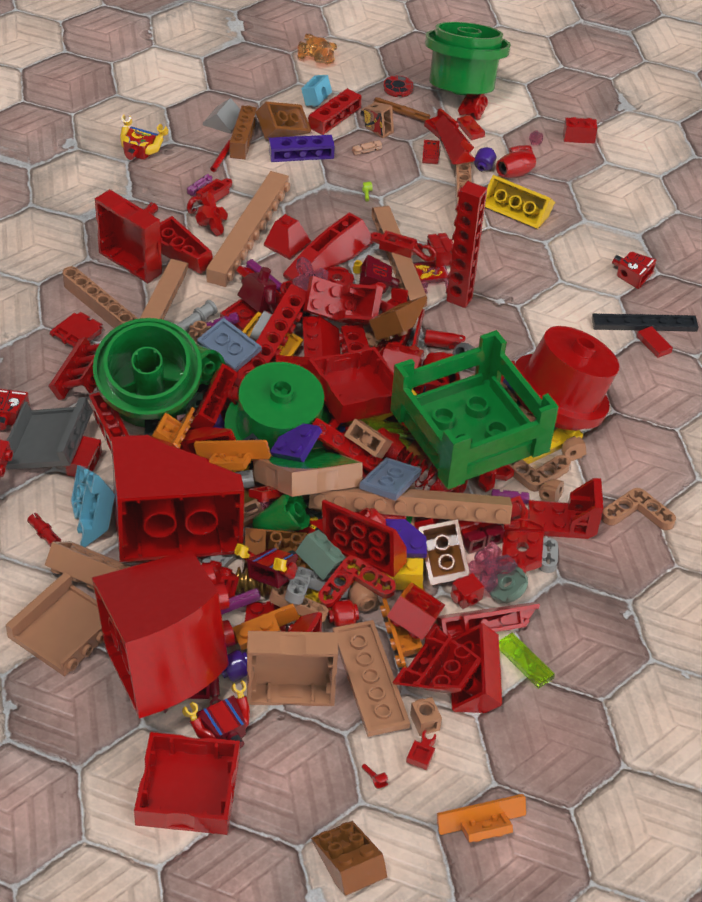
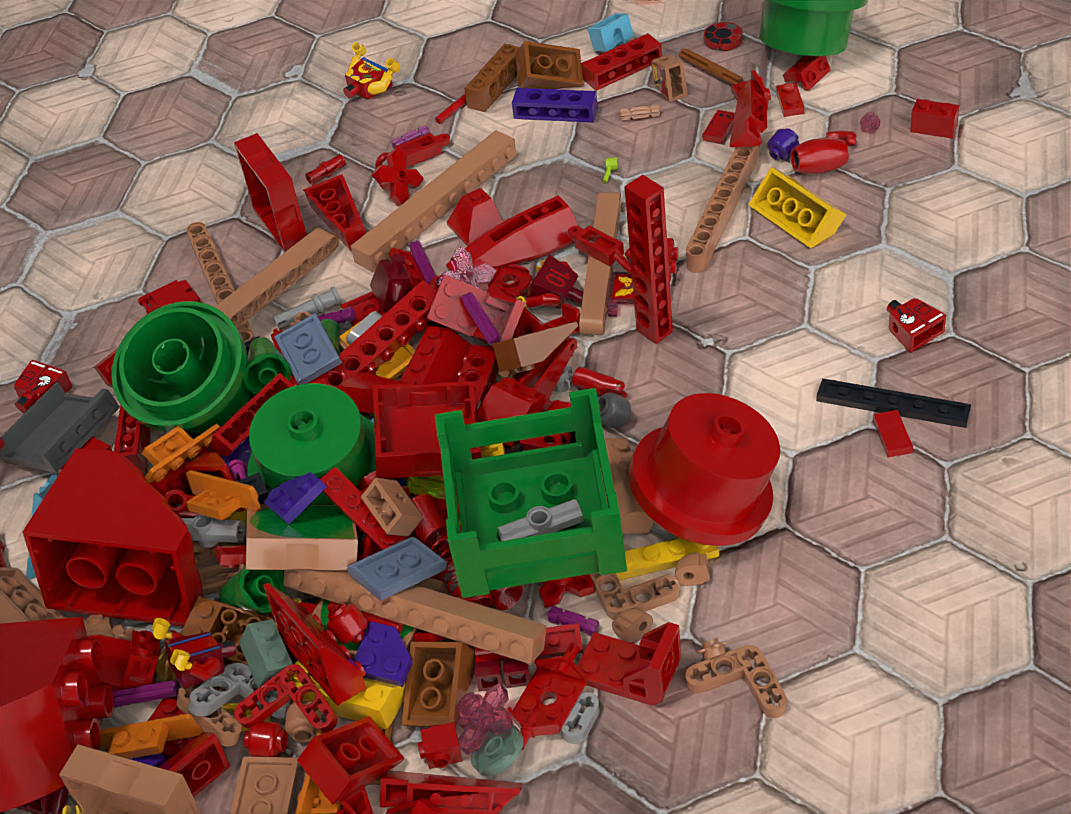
camera: 30 degrees right, 0 degrees up
(223, 117) = (481, 54): light grey slope -> none
(351, 303) = (481, 318): none -> magenta axle
(490, 425) = (543, 521): none -> light grey piece
(612, 495) = (712, 648): none -> nougat plate

